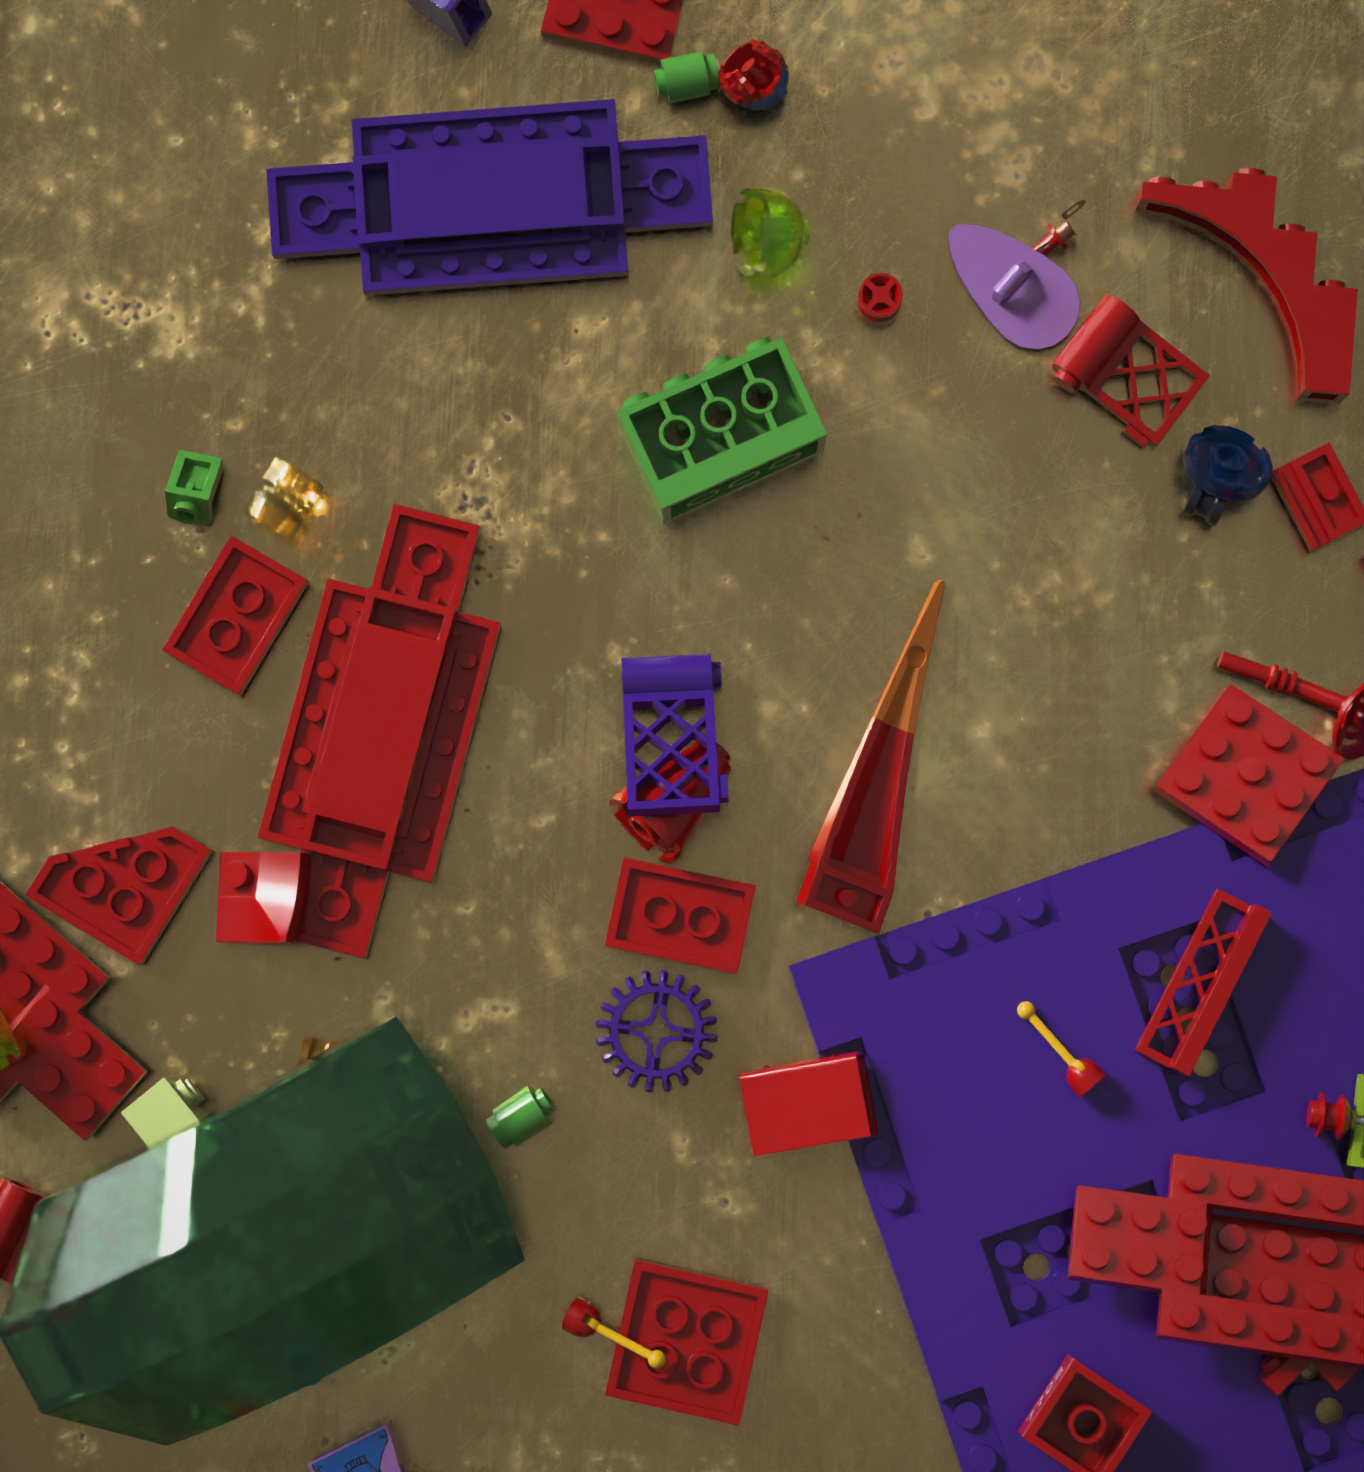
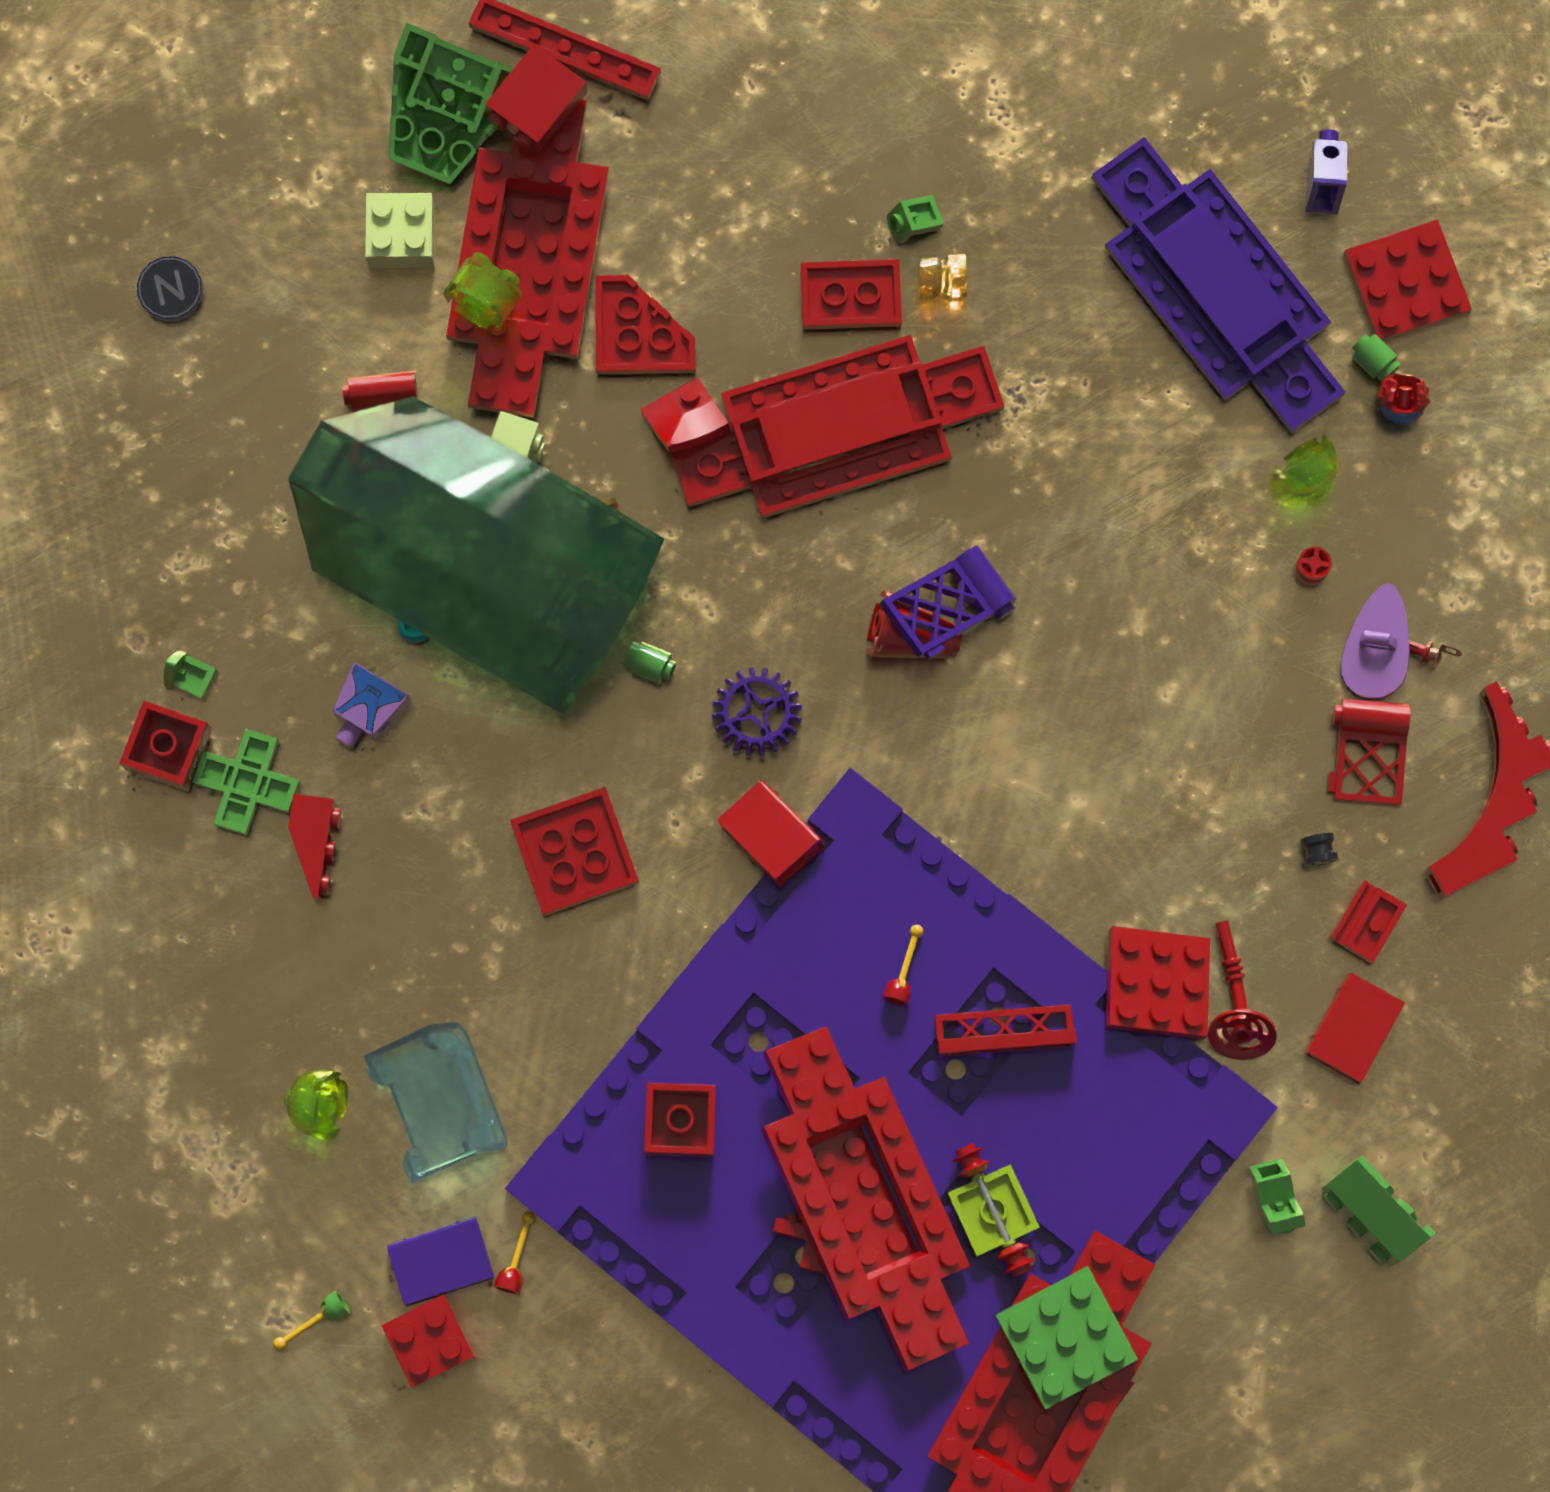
camera: 55 degrees right, 5 degrees down
(585, 1320) = (548, 779): hinge -> none
(680, 915) = (838, 683): red plate -> none
(727, 457) = (1158, 536): bright green brick -> none
(859, 841) = (955, 764): red plate -> none
(1227, 463) = (1350, 847): clear blue tile -> none

